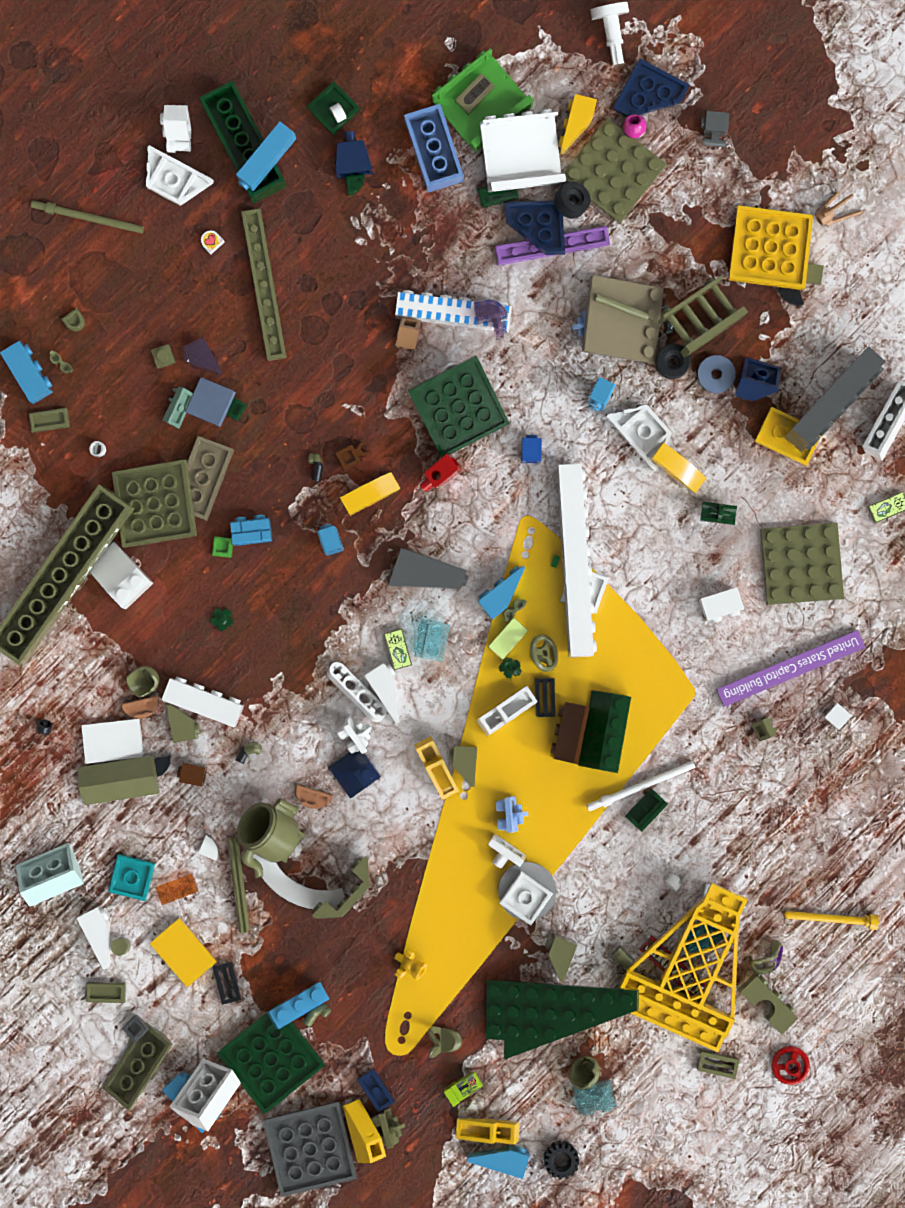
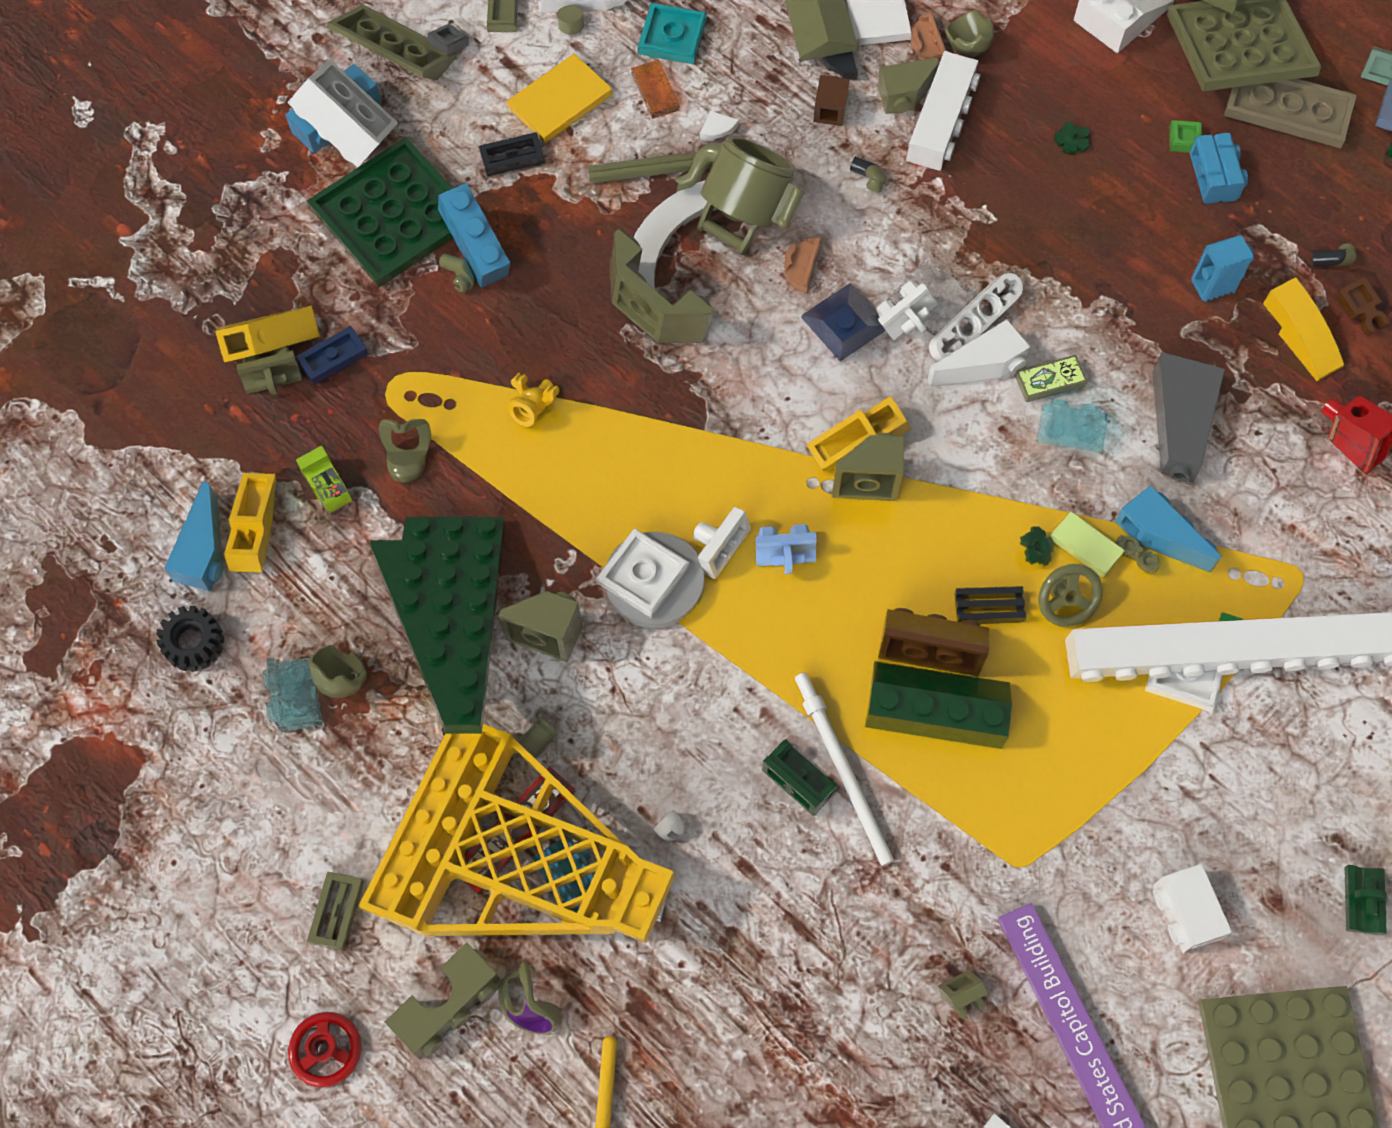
camera: 90 degrees right, 20 degrees down
(310, 1148) = (247, 265): dark grey plate -> none
(506, 711) = (962, 540): white slope -> none

